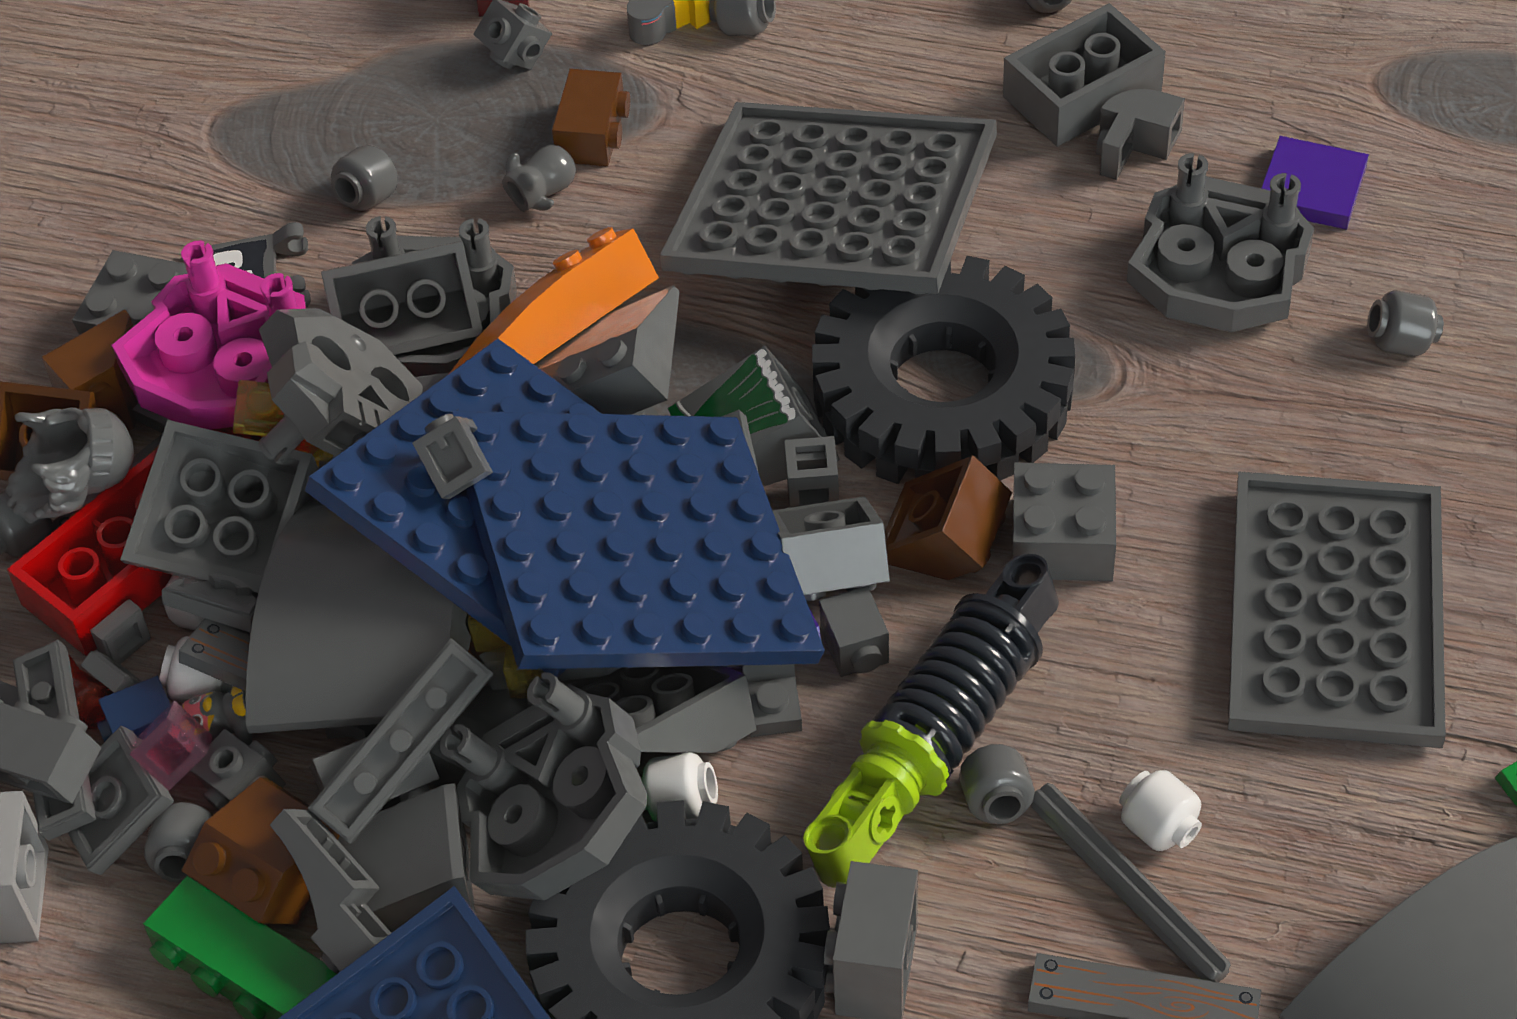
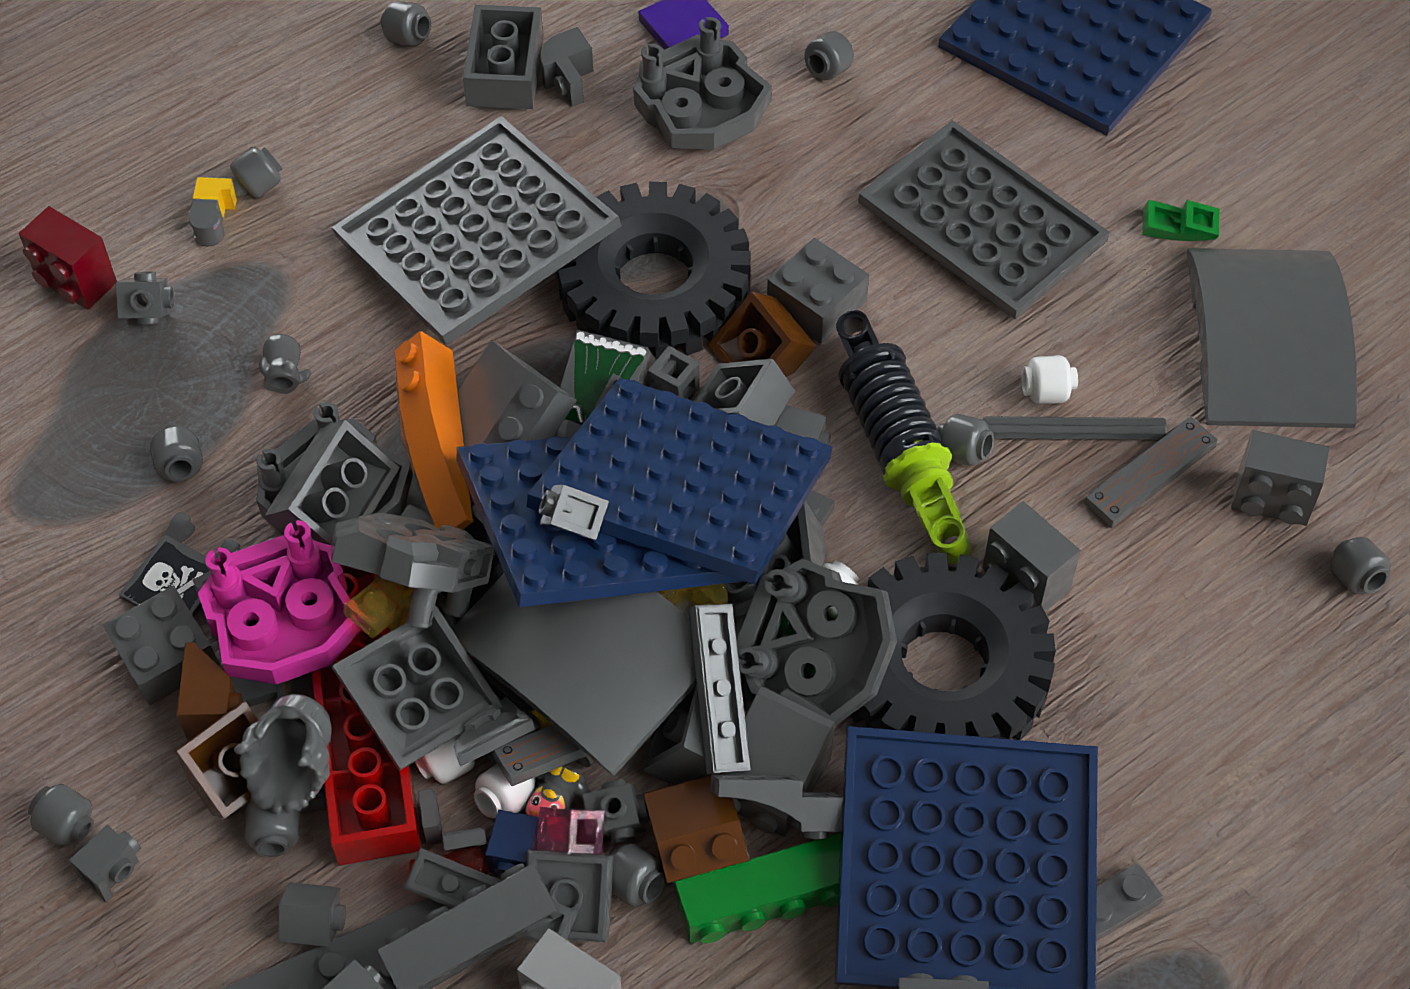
camera: 55 degrees left, 5 degrees up
(591, 116) = (259, 304): reddish brown brick -> none

